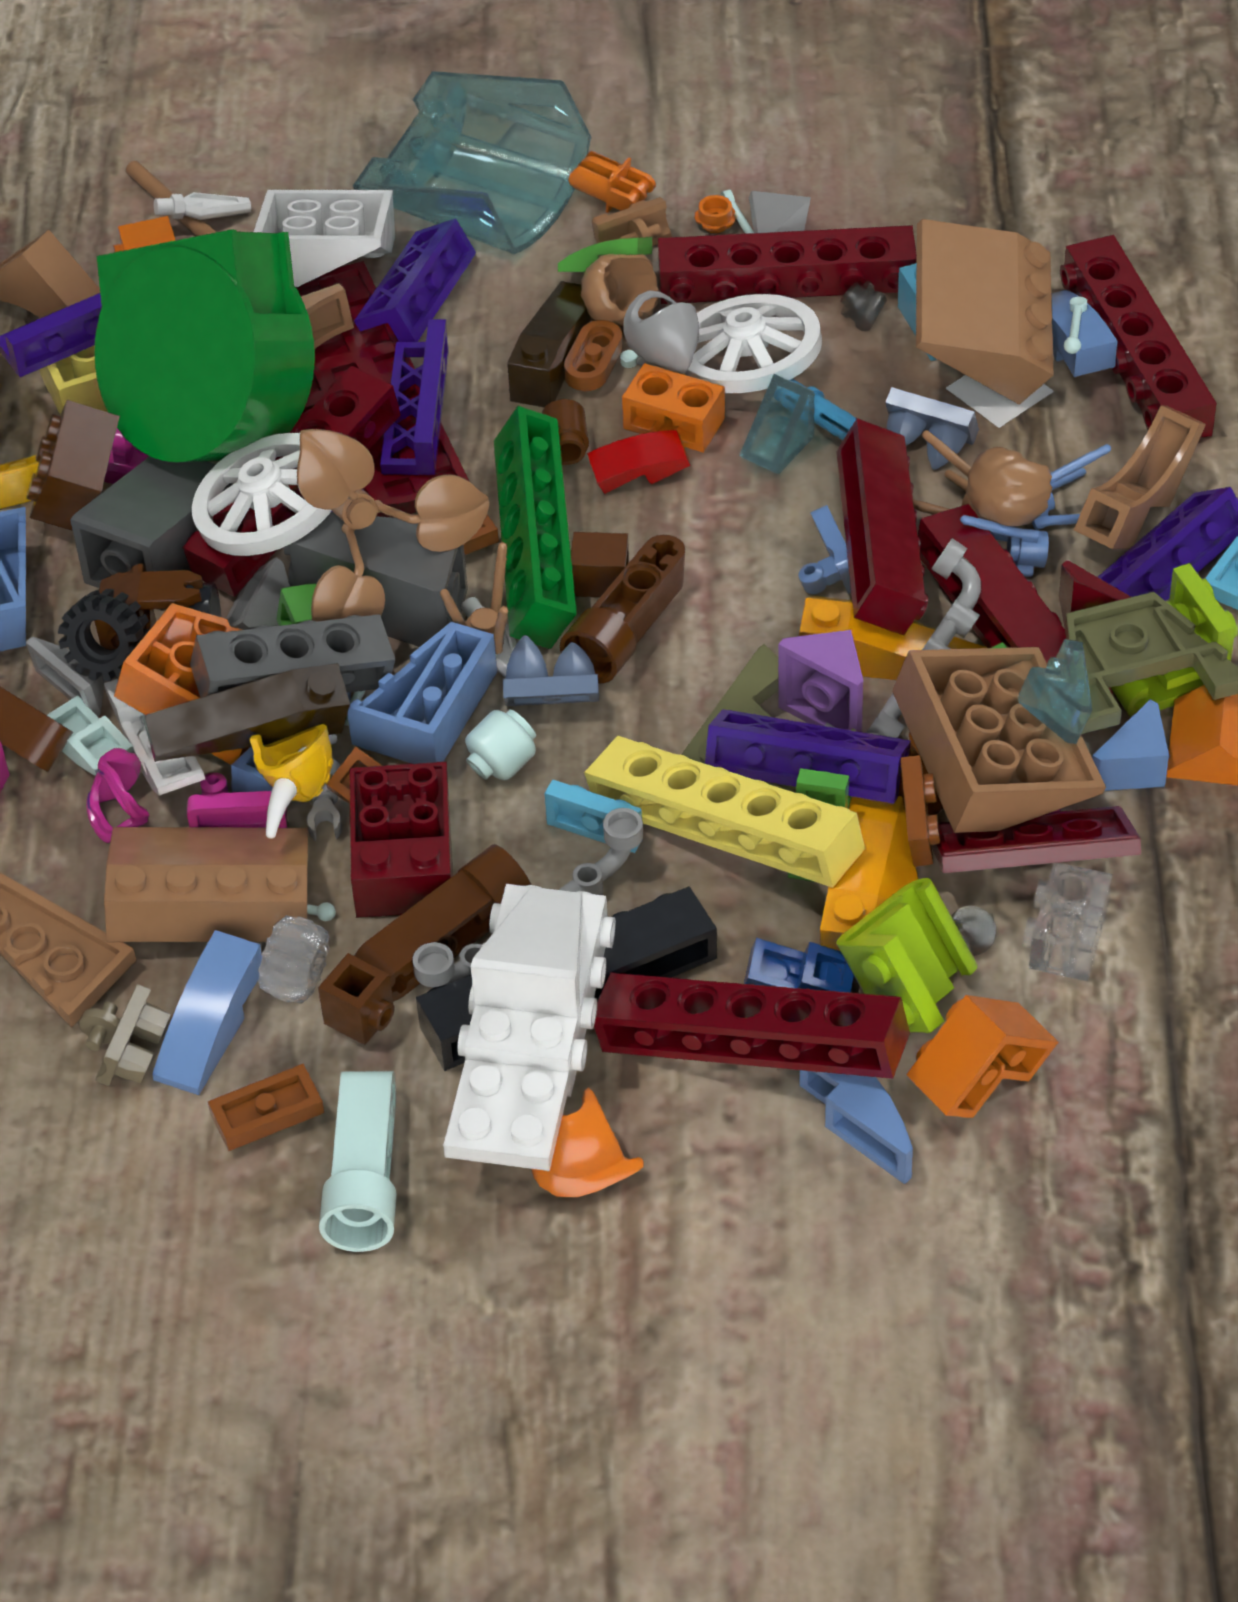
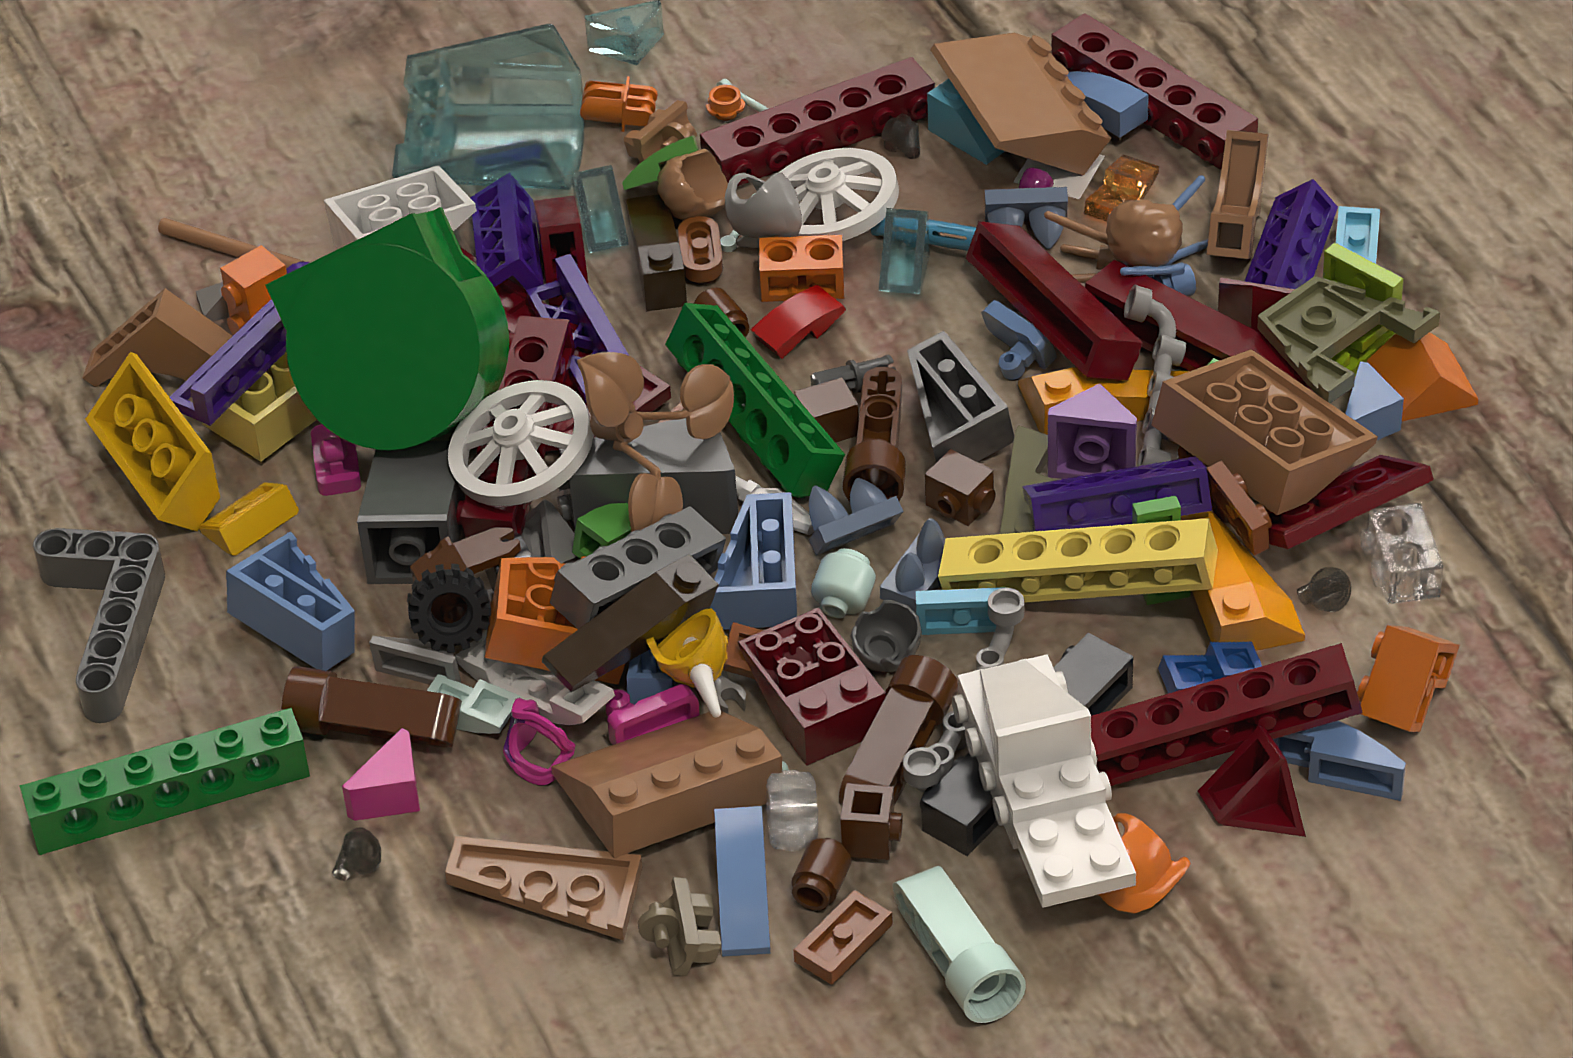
camera: 25 degrees left, 5 degrees down
(71, 463) = (314, 482): reddish brown brick -> none
(201, 206) = (255, 235): white piece -> none
(286, 1033) = (820, 873): none -> reddish brown brick
(467, 299) = (558, 236): none -> dark red slope
(486, 619) = (769, 482): medium nougat plant -> none
(502, 815) = (886, 636): none -> dark grey hair
(521, 282) = (599, 209): none -> clear light blue slope
(576, 755) = (917, 567): none -> sand blue tile
(640, 532) = (851, 372): none -> dark grey axle
(668, 112) = (625, 31): none -> clear light blue slope
(675, 687) = (959, 487): none -> reddish brown brick
(720, 603) = (957, 401): none -> flat silver wedge
(750, 1115) = (1254, 789): none -> dark red slope
(778, 212) = (783, 82): light grey slope -> none
(909, 952) = (1302, 613): lime piece -> none
(959, 394) = (1035, 179): none -> magenta hinge
(1048, 430) = (1123, 181): none -> clear orange slope
(1060, 692) = (1304, 373): clear light blue slope -> none
(1077, 306) = (1095, 76): light aqua hinge -> none

